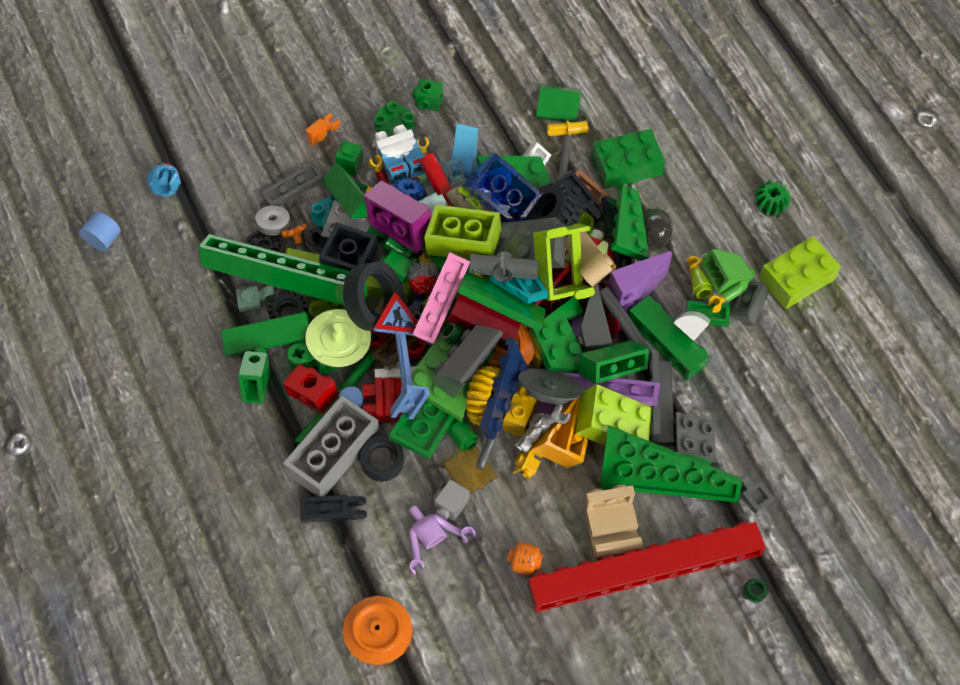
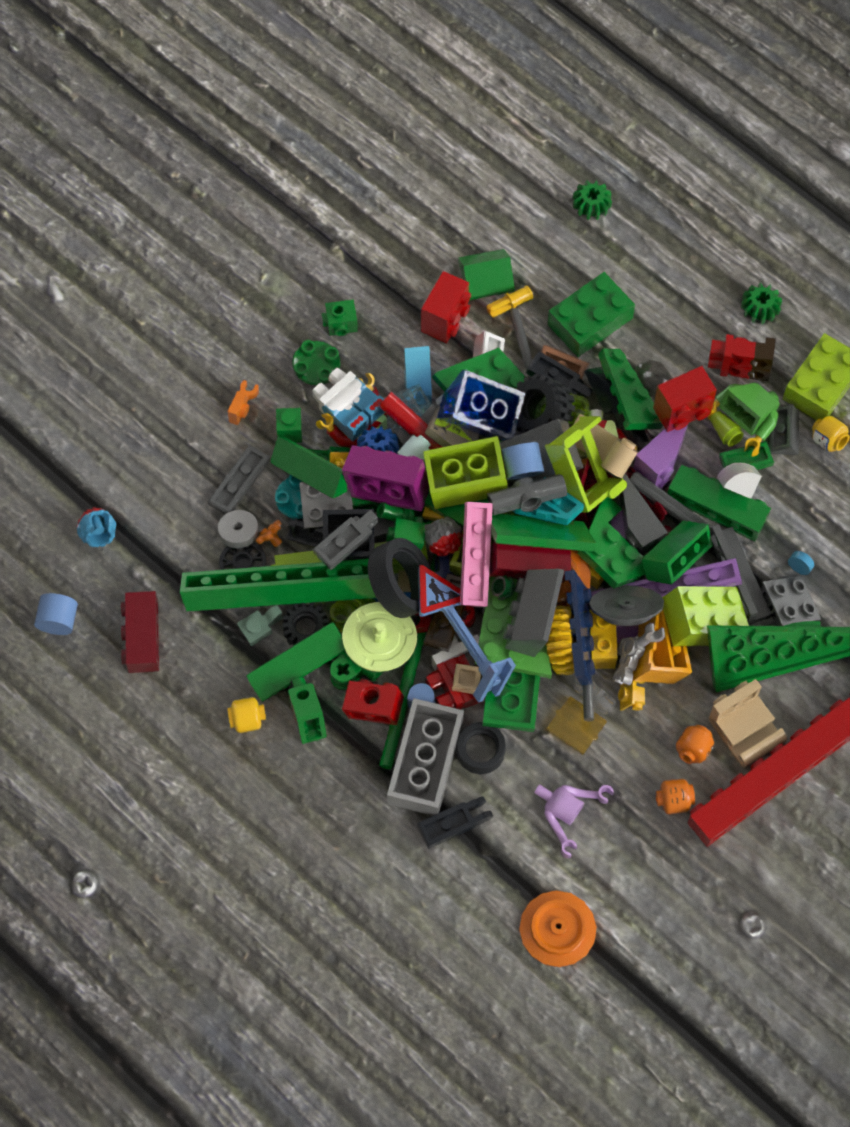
camera: 20 degrees left, 5 degrees up
(158, 269) = (140, 632): none -> dark red brick
(206, 361) = (246, 715): none -> yellow head
(341, 249) = (345, 539): none -> dark grey hinge
(389, 395) = (466, 678): none -> tan tile
(451, 500) = (572, 765): light grey brick -> none
(462, 435) = (554, 691): green brick -> none
(511, 112) = (445, 307): none -> red brick
(512, 239) = (522, 461): none -> medium blue piece
(561, 522) = (694, 744): none -> orange head
(667, 76) = (592, 200): none -> green gear
(668, 239) = (684, 399): none -> red brick
(717, 410) = (801, 562): none -> dark azure tile
(737, 232) = (742, 357): none -> red hips
(786, 317) = (830, 434): none -> yellow head

